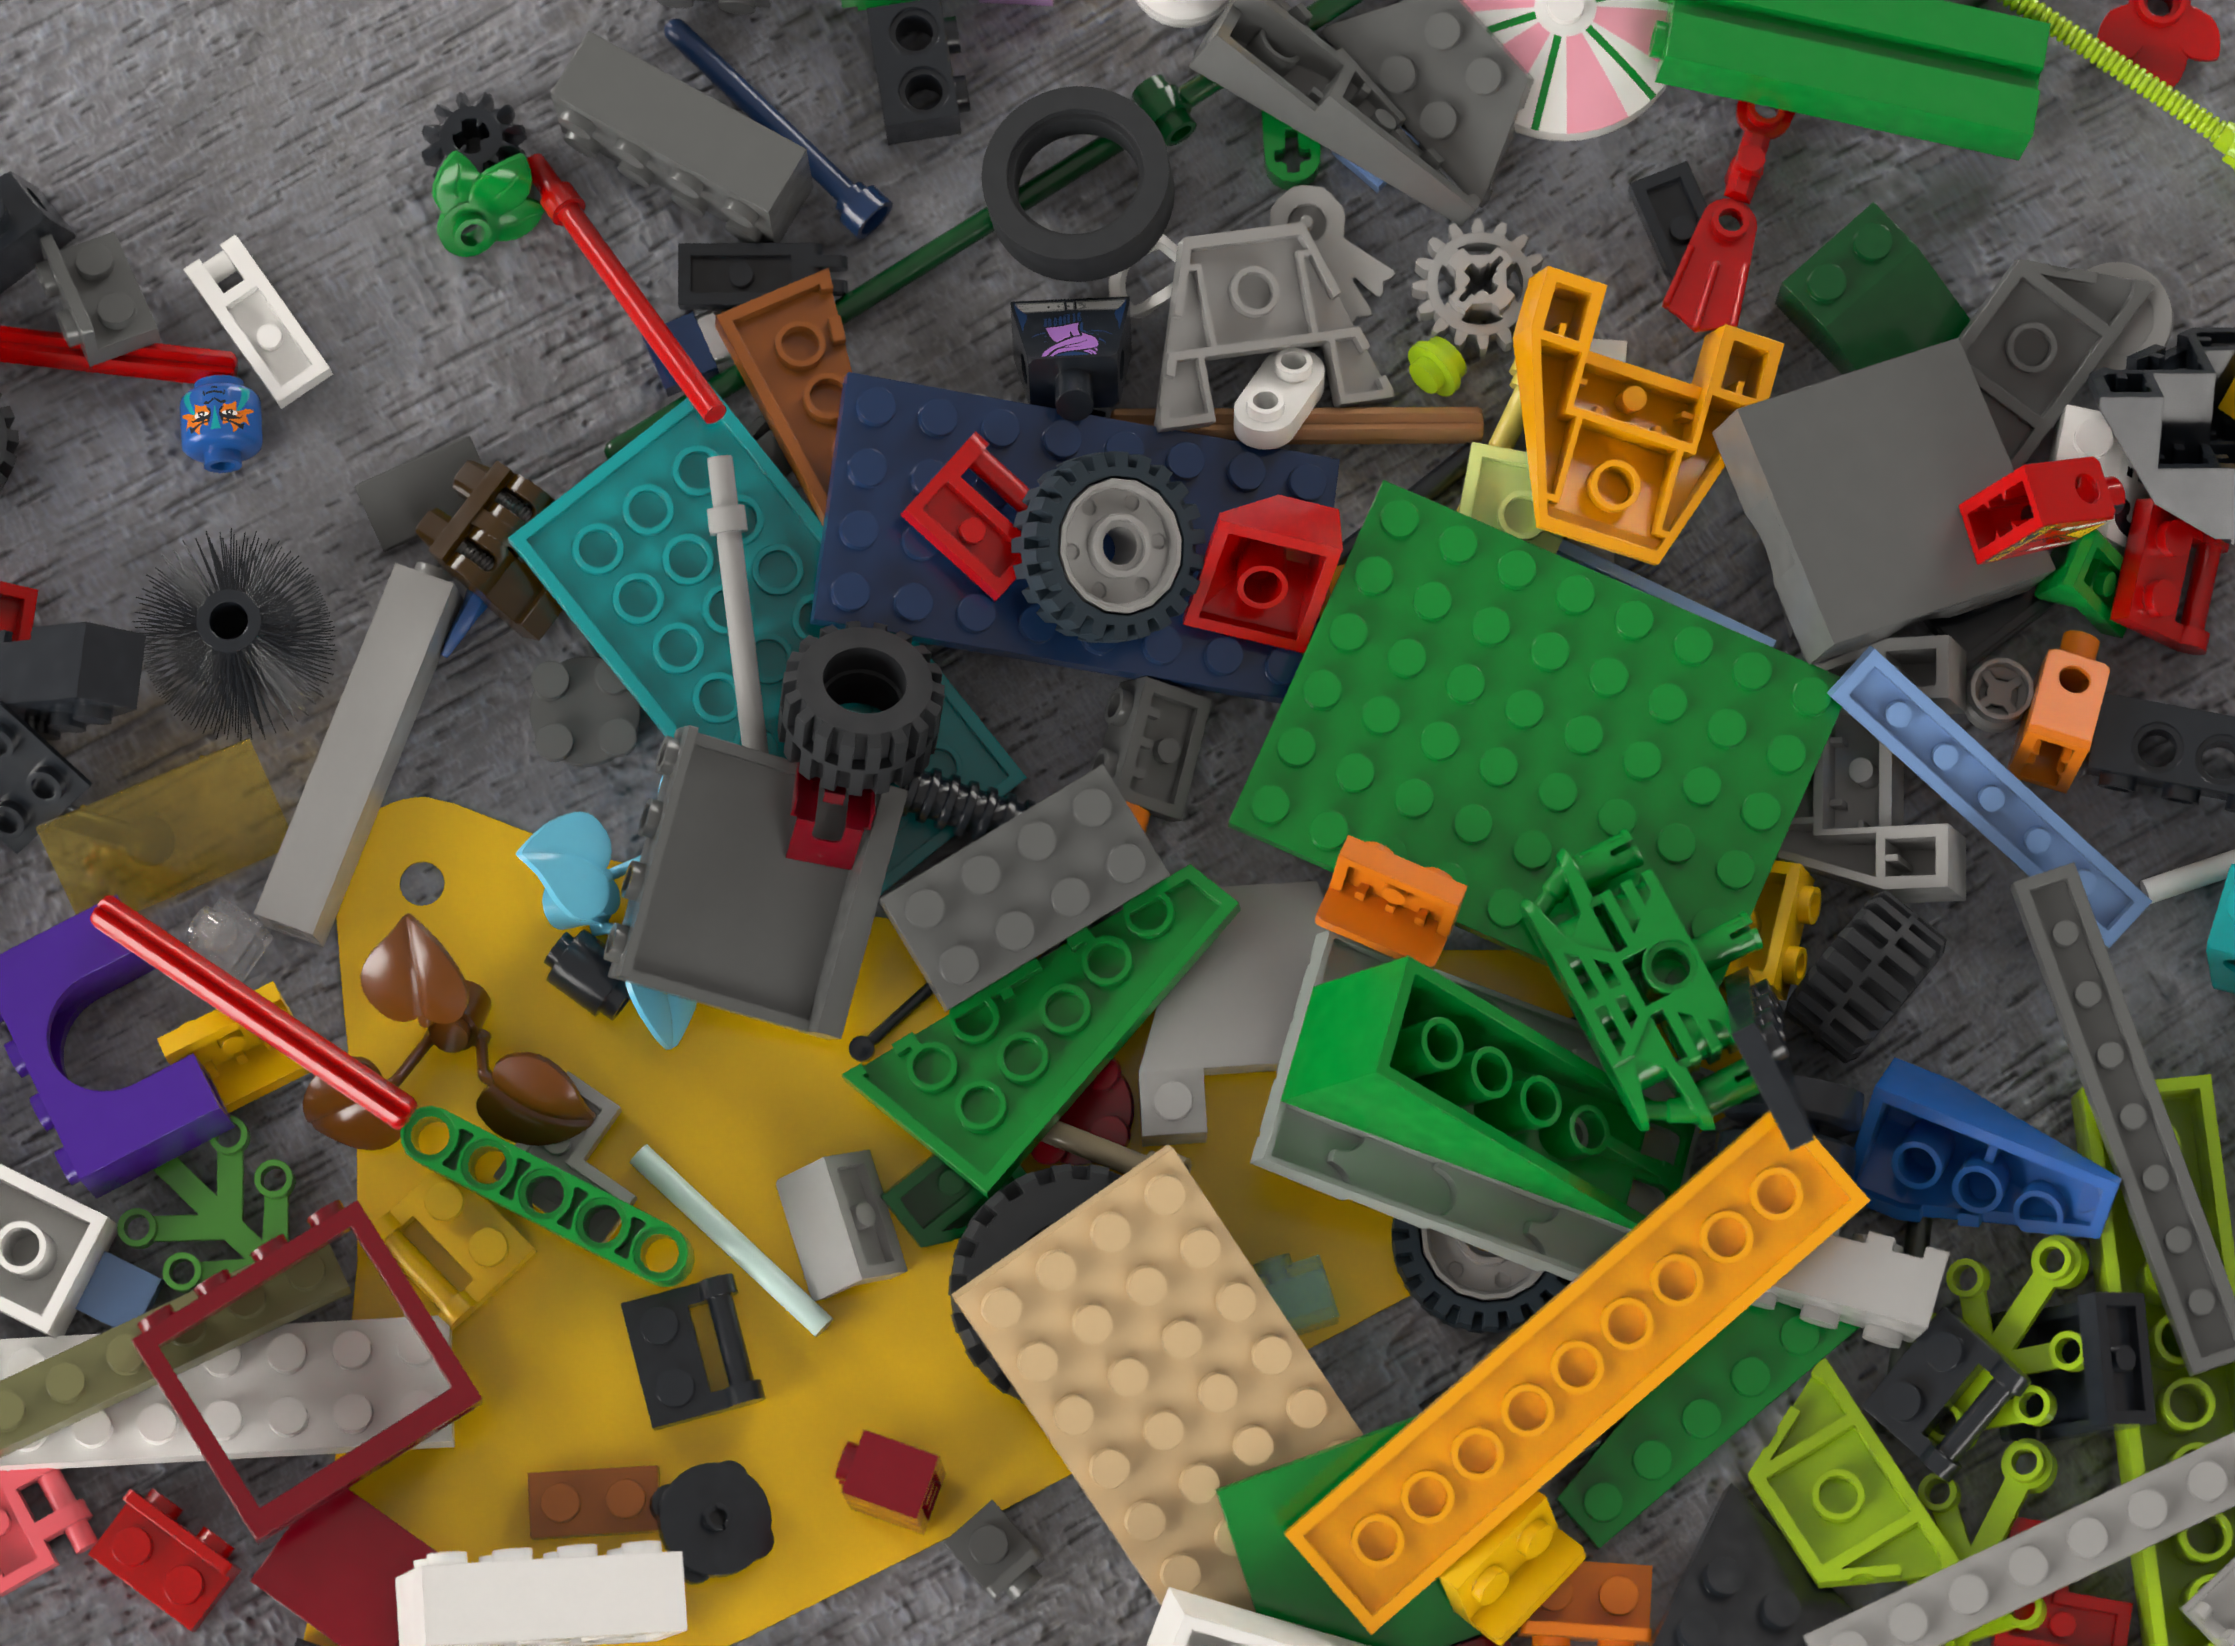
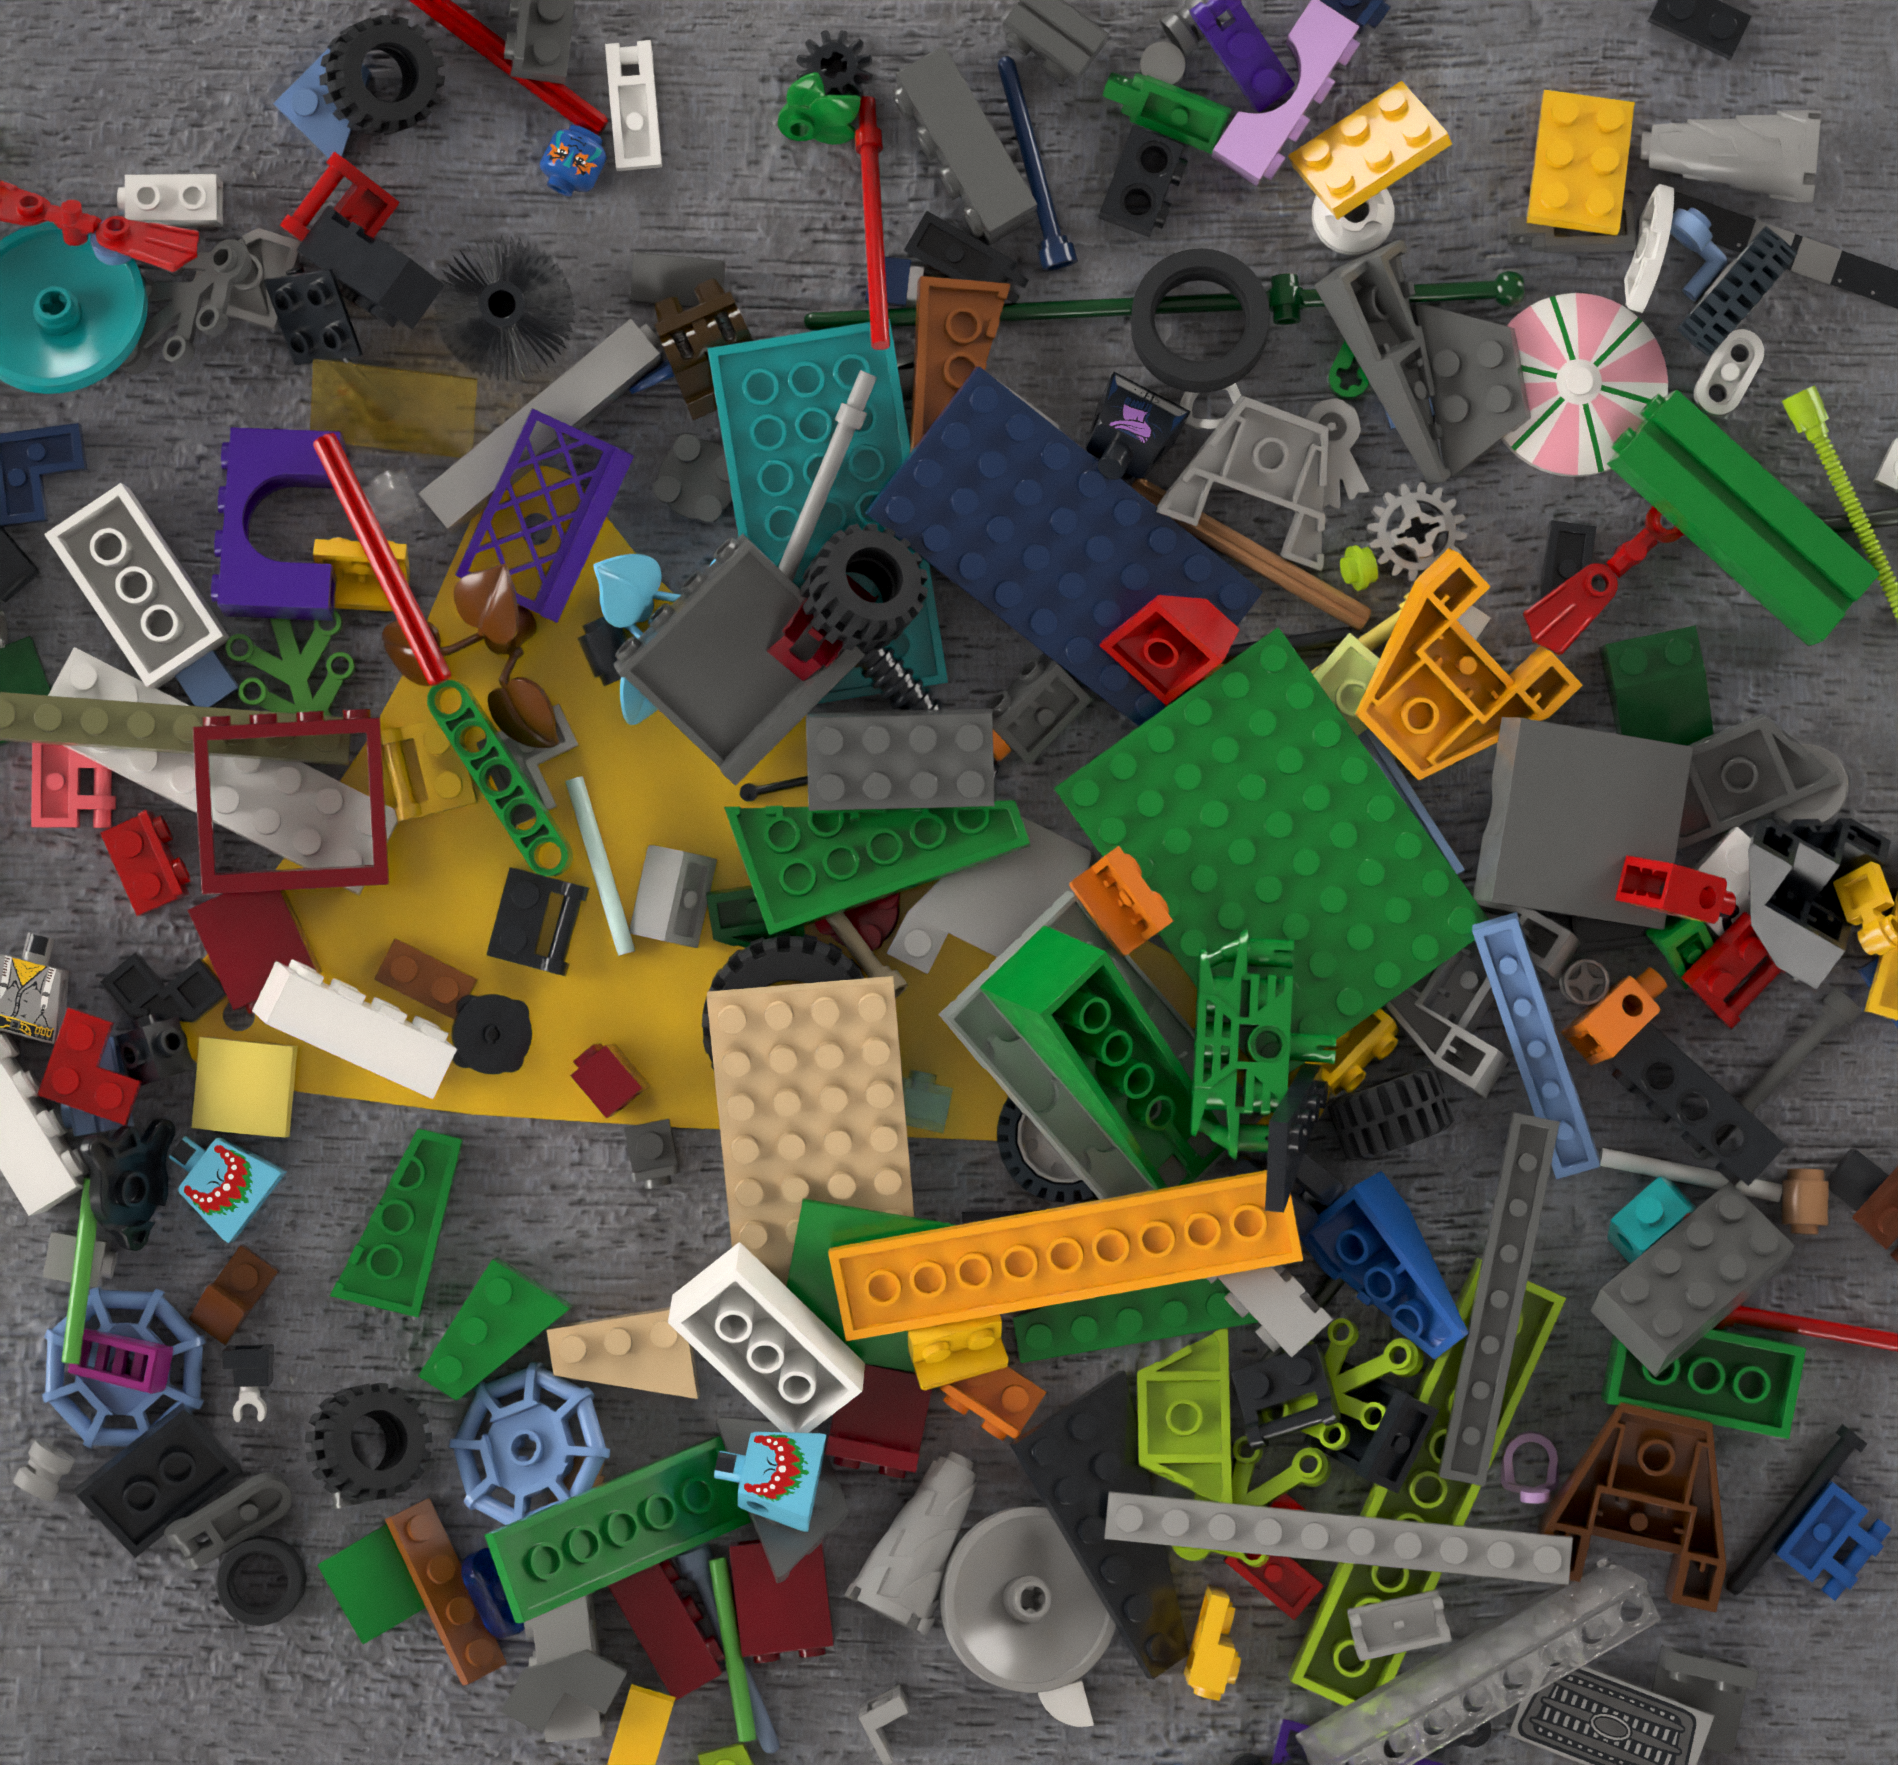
camera: 30 degrees right, 10 degrees up
(477, 834) = (585, 520): none -> dark purple fence
(965, 523) = (998, 514): red plate -> none
(1066, 555) = (1052, 555): wheel -> none
(1279, 398) = (1251, 530): white plate -> none

